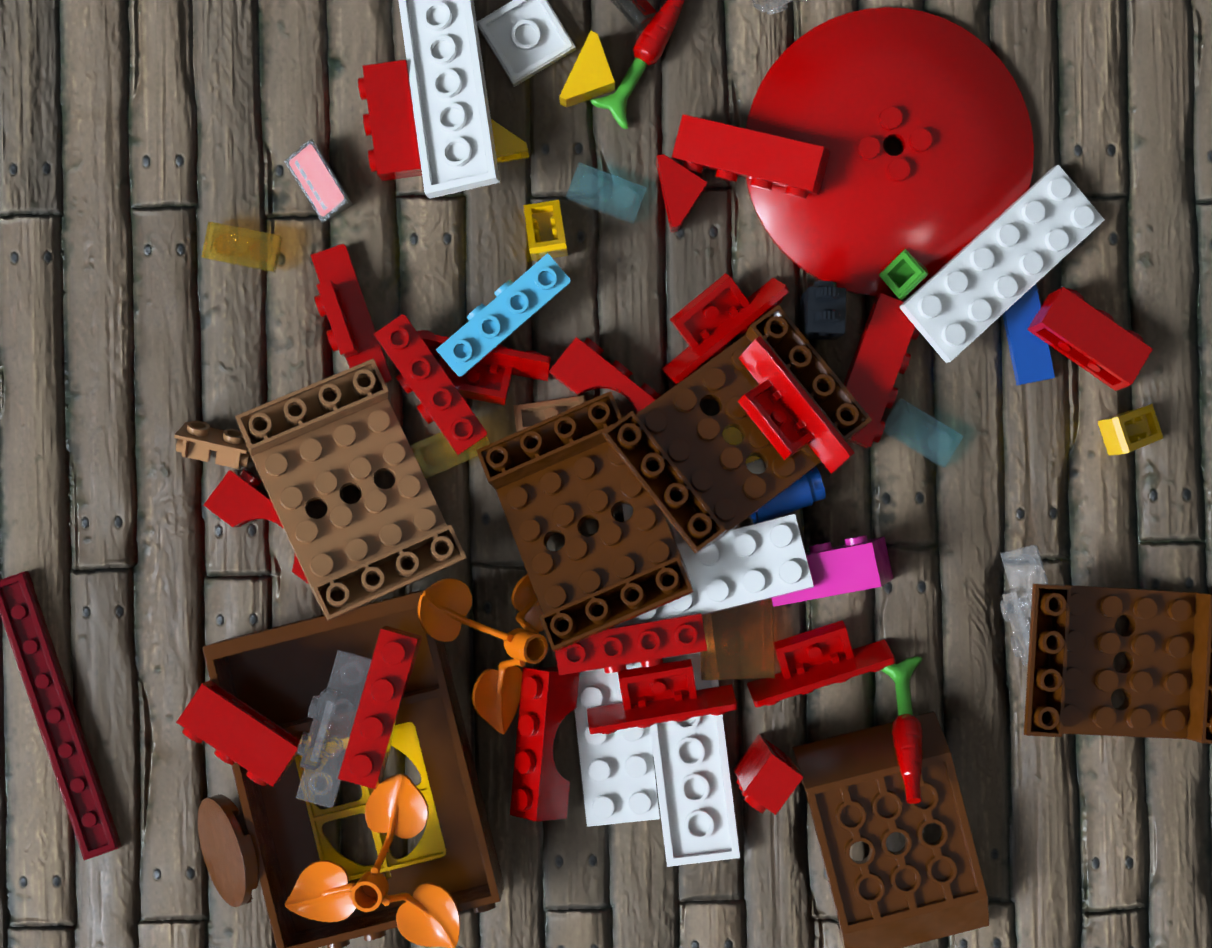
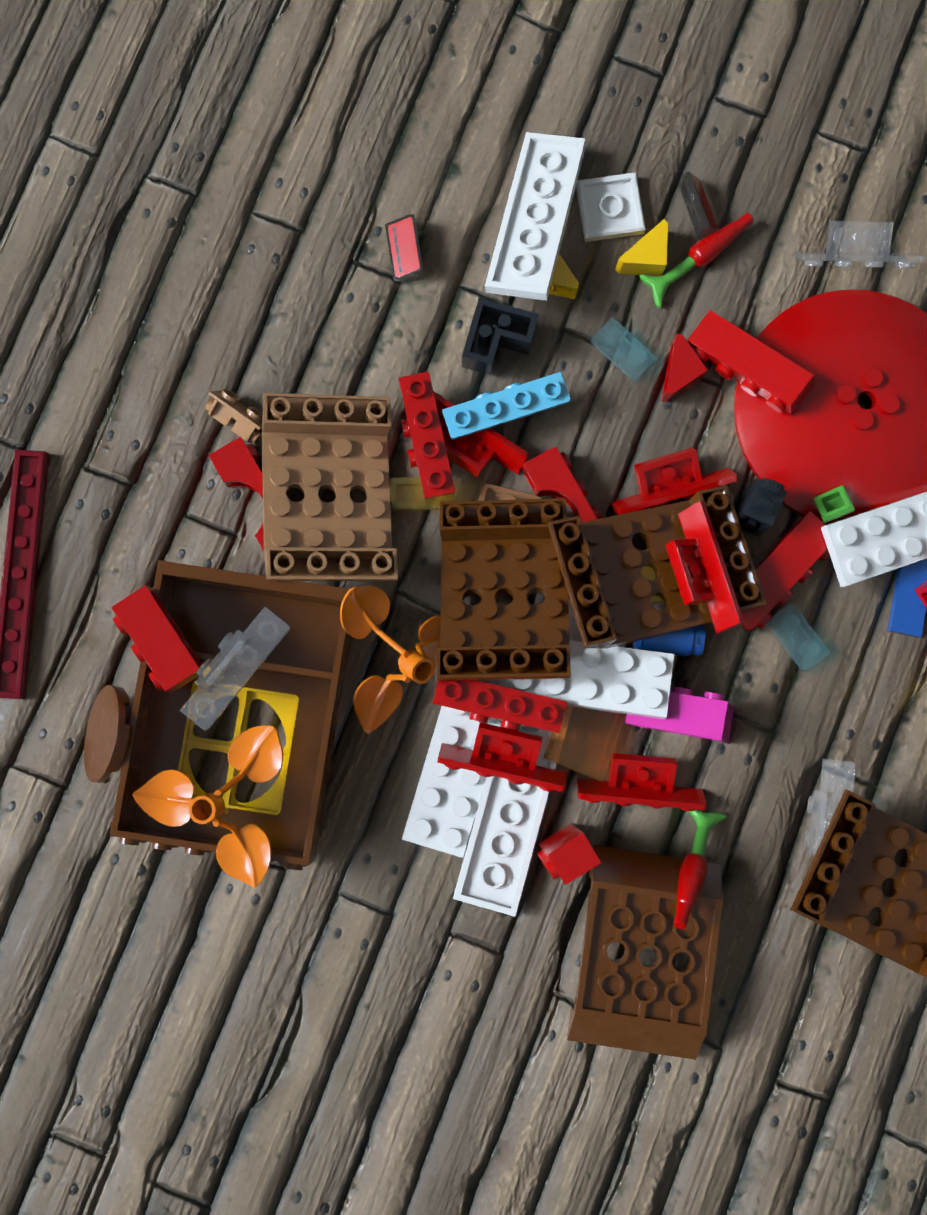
camera: 15 degrees right, 5 degrees down
(242, 247) = (324, 274): clear yellow plate -> none
(346, 310) = (384, 353): red bracket -> none
(379, 707) = (277, 664): red arch -> none
(390, 120) = (479, 226): red brick -> none
(452, 232) = (495, 327): none -> black brick
(537, 786) = (377, 787): red arch -> none
(545, 230) = (565, 357): yellow slope -> none

